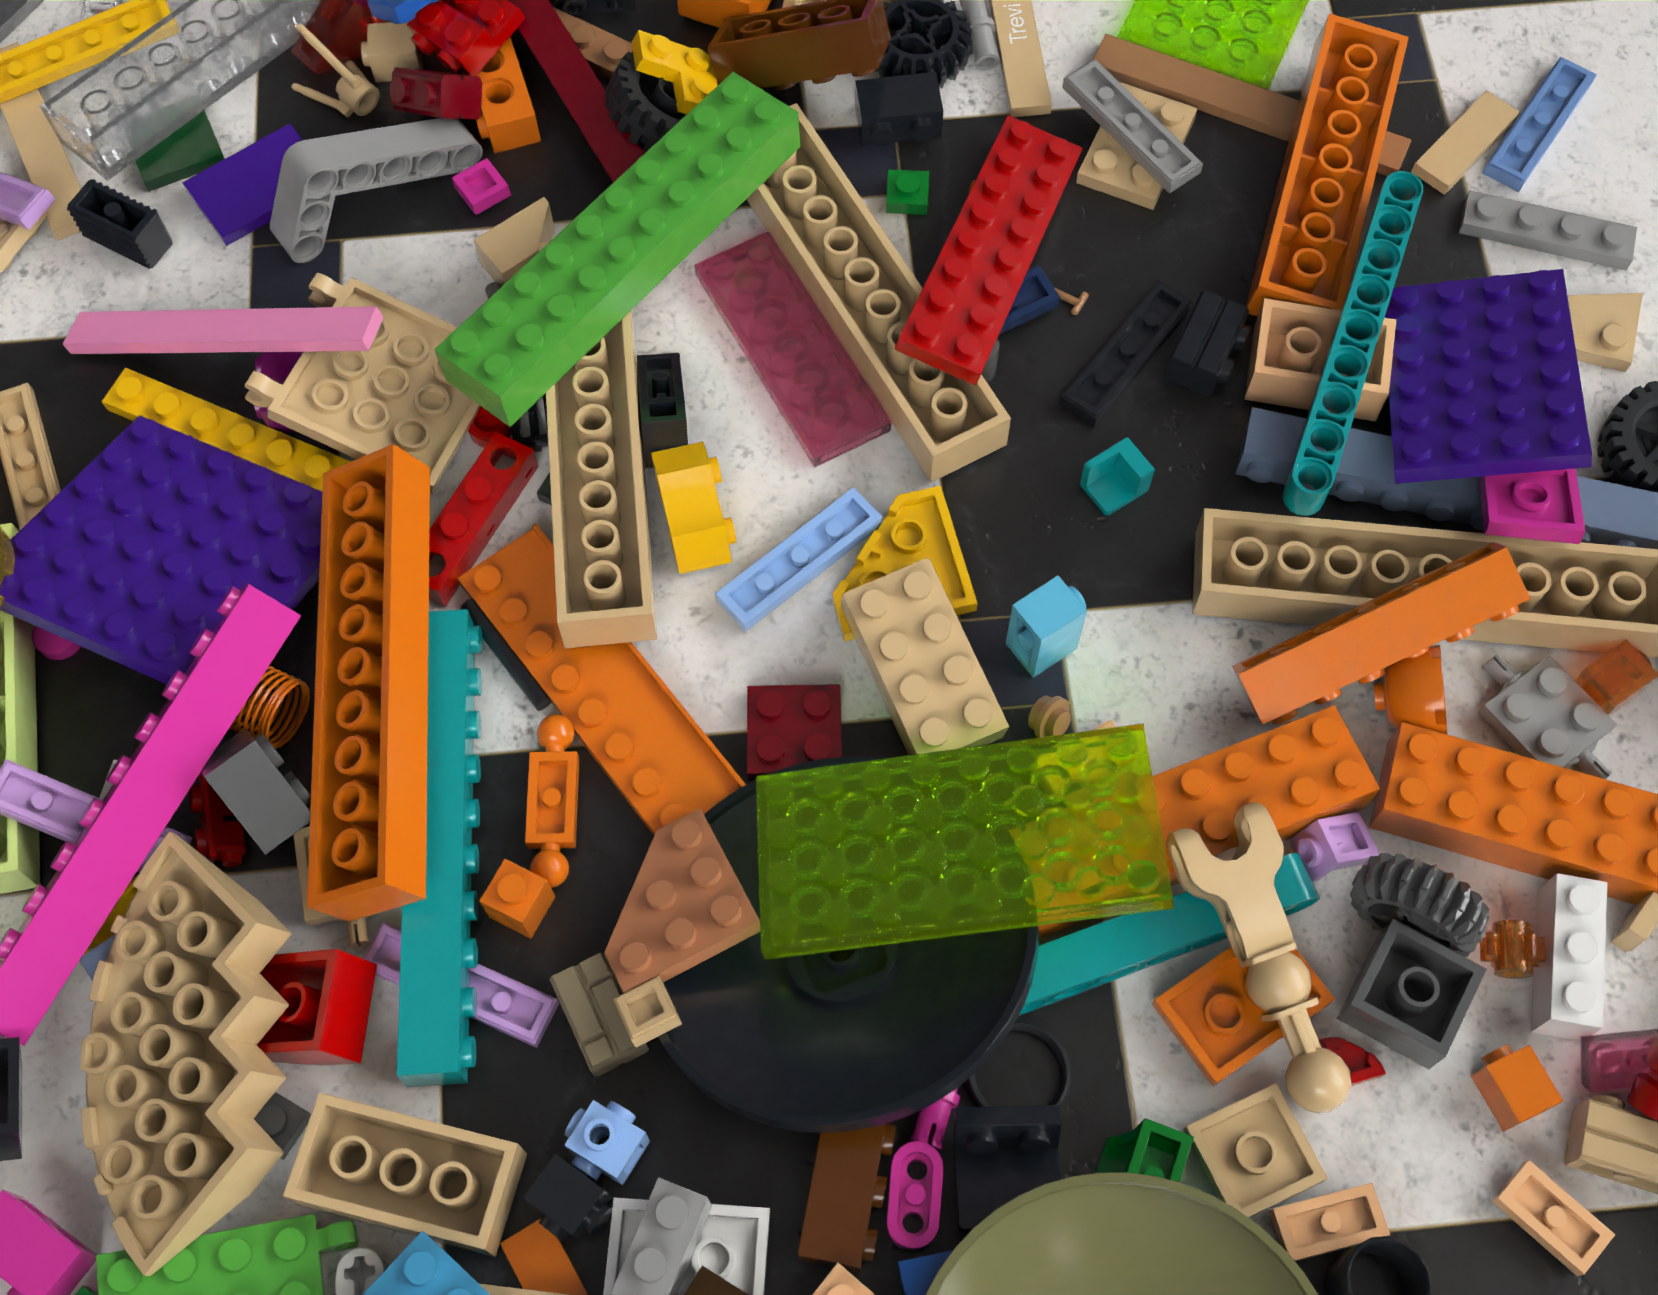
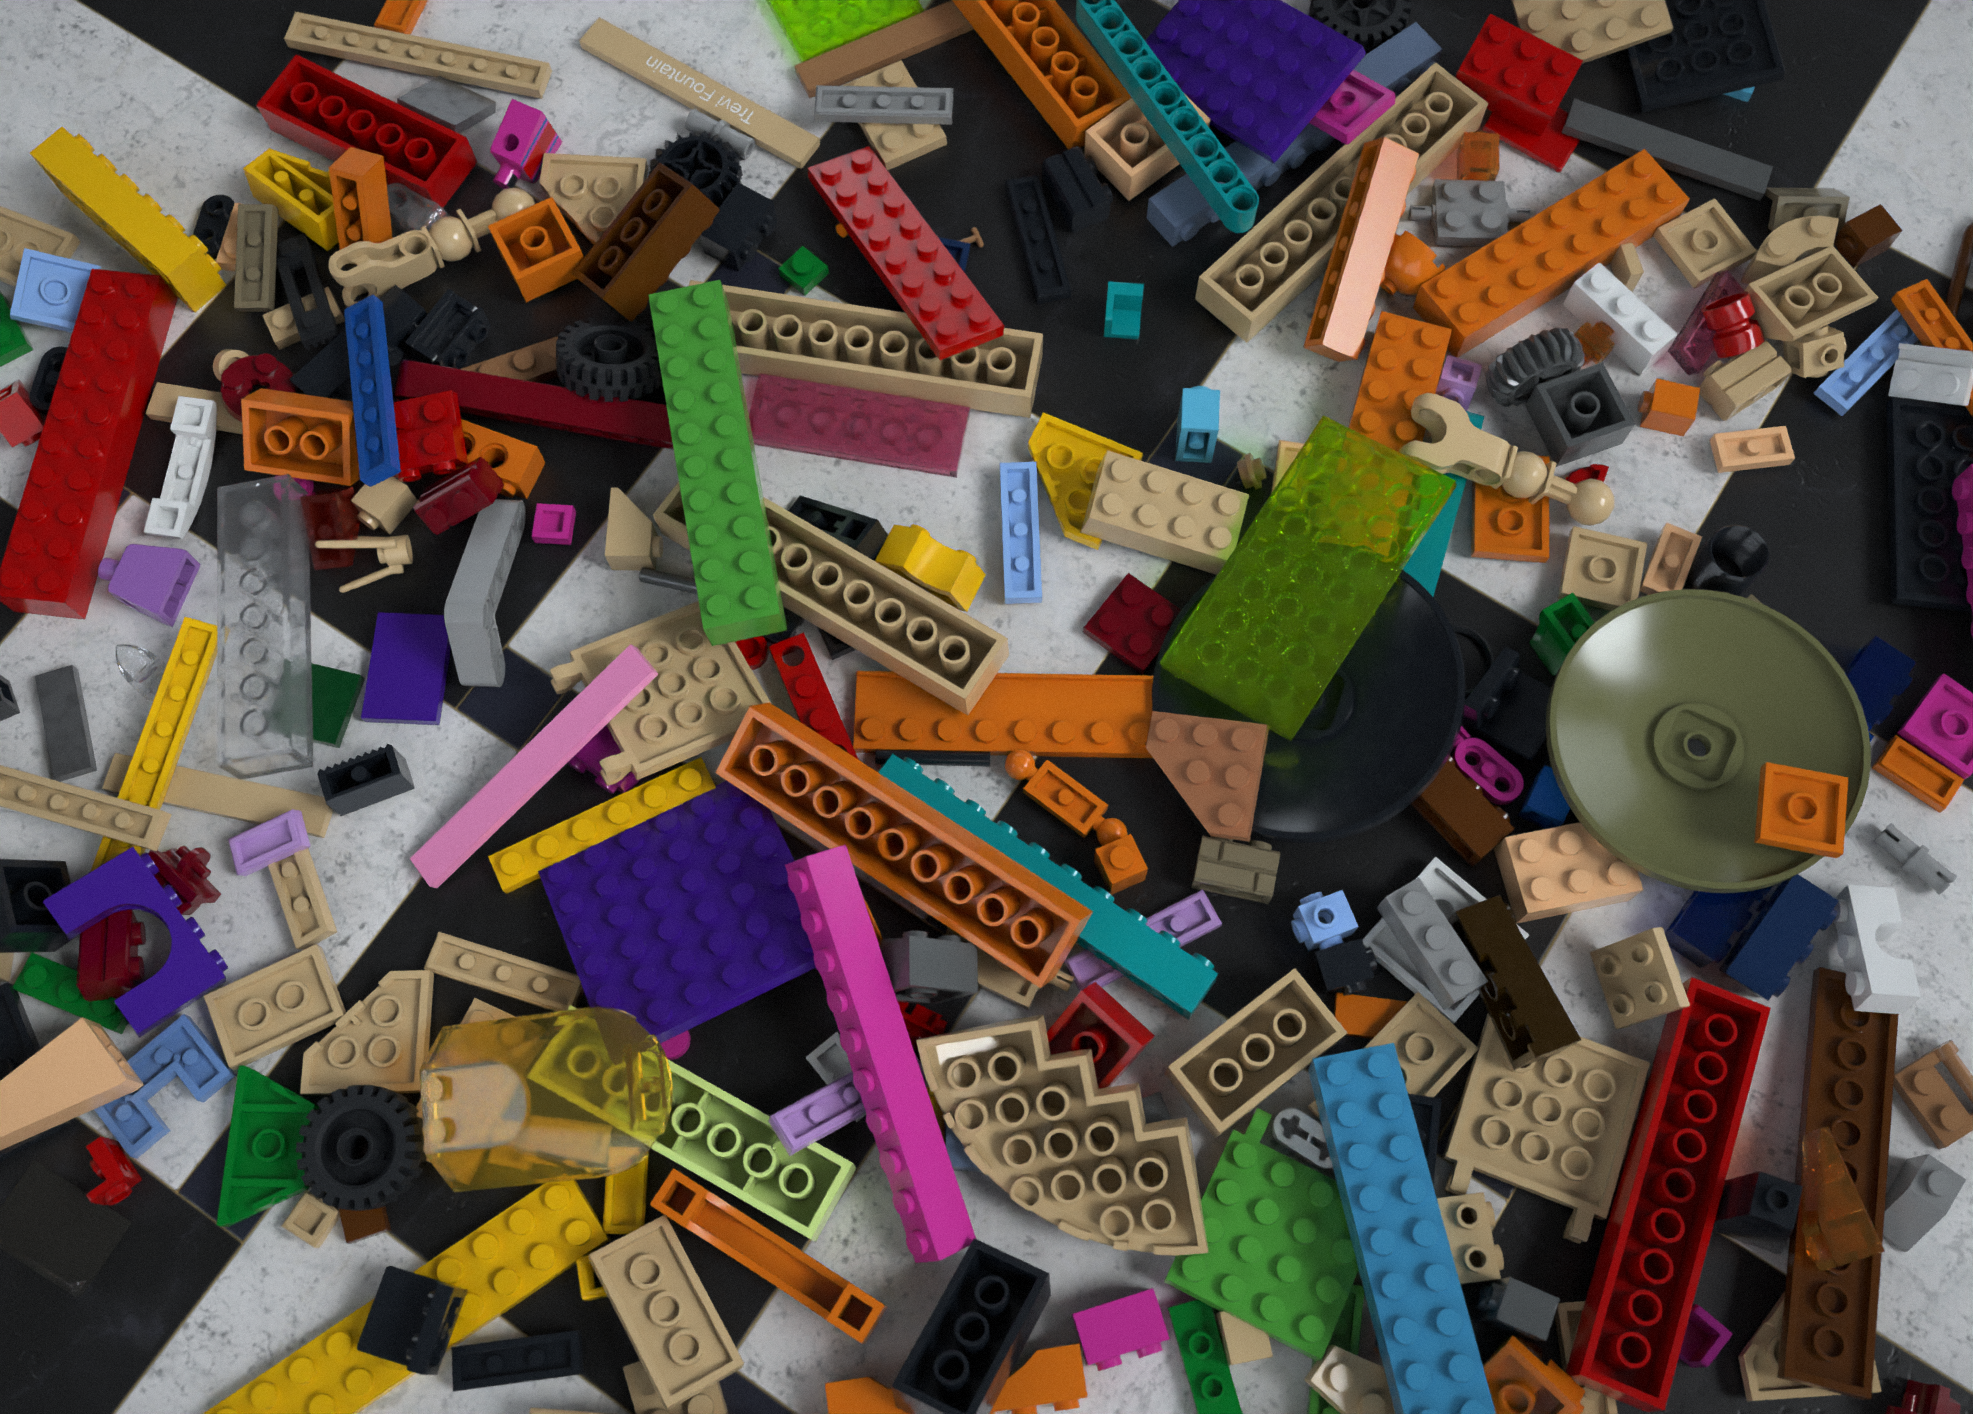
camera: 50 degrees left, 5 degrees up
(647, 1011) = (1270, 832): tan tile -> none
(683, 66) = (601, 324): yellow plate -> none

